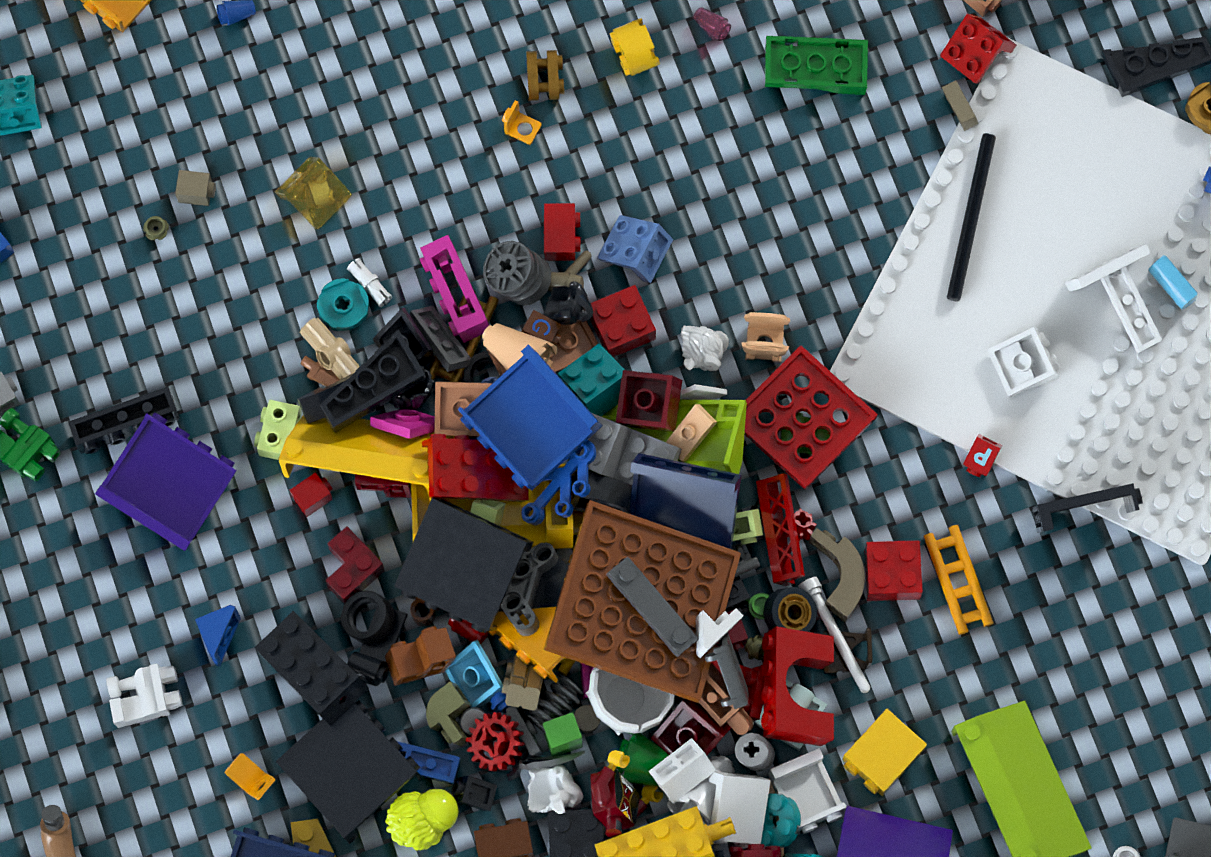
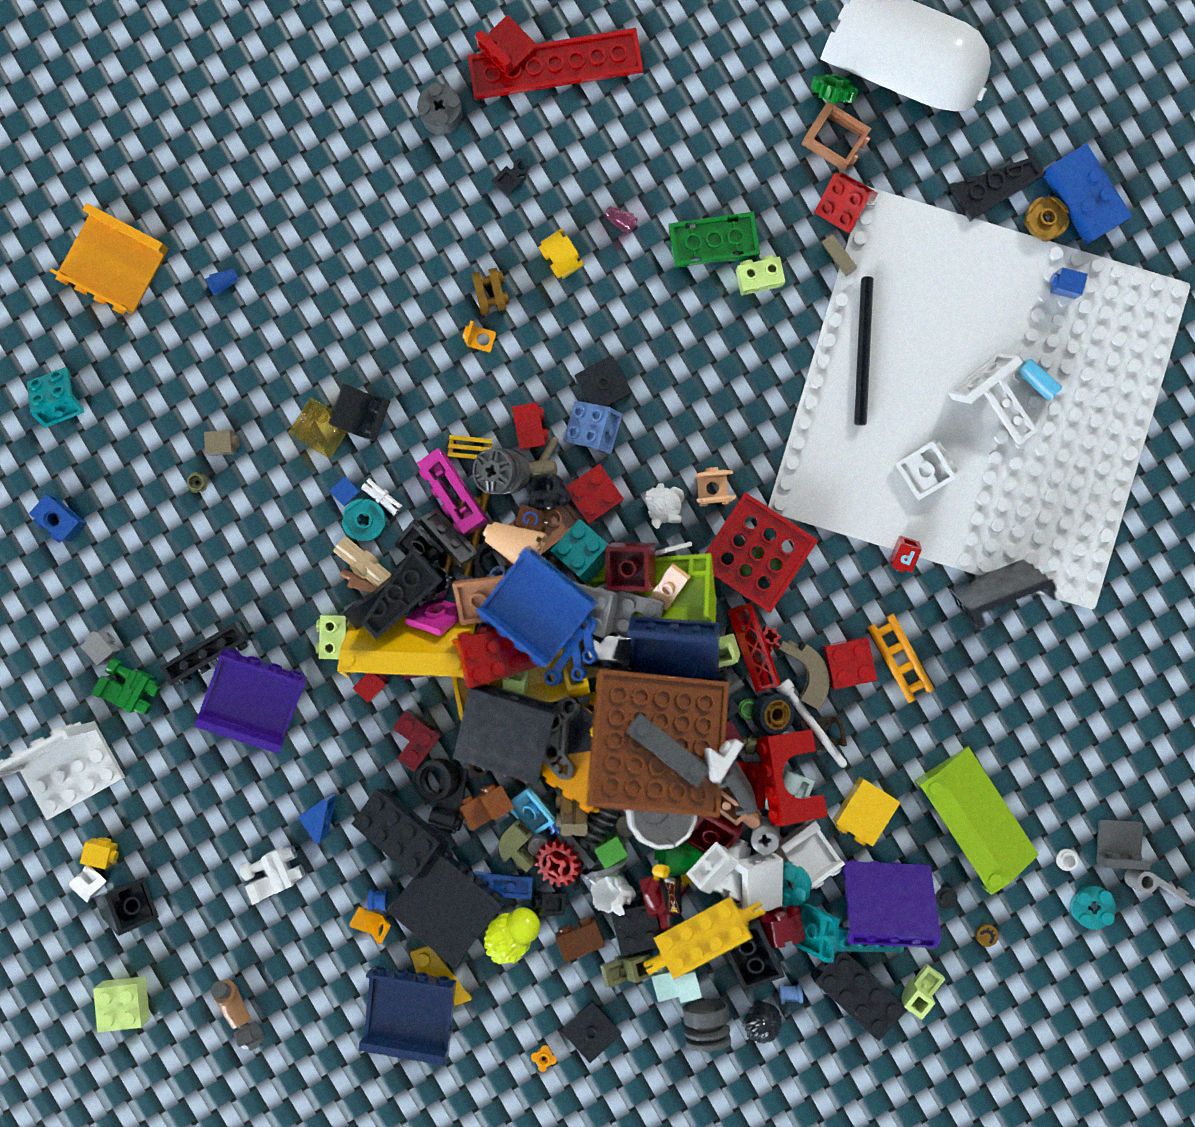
camera: 15 degrees left, 15 degrees up
(265, 749) = (377, 899): none -> blue wheel
(327, 268) = (344, 491): none -> blue tile
(363, 181) = (359, 412): none -> black bracket
(480, 235) = (451, 446): none -> yellow tile
(657, 200) = (603, 383): none -> black plate
(863, 112) = (760, 275): none -> yellowish green brick

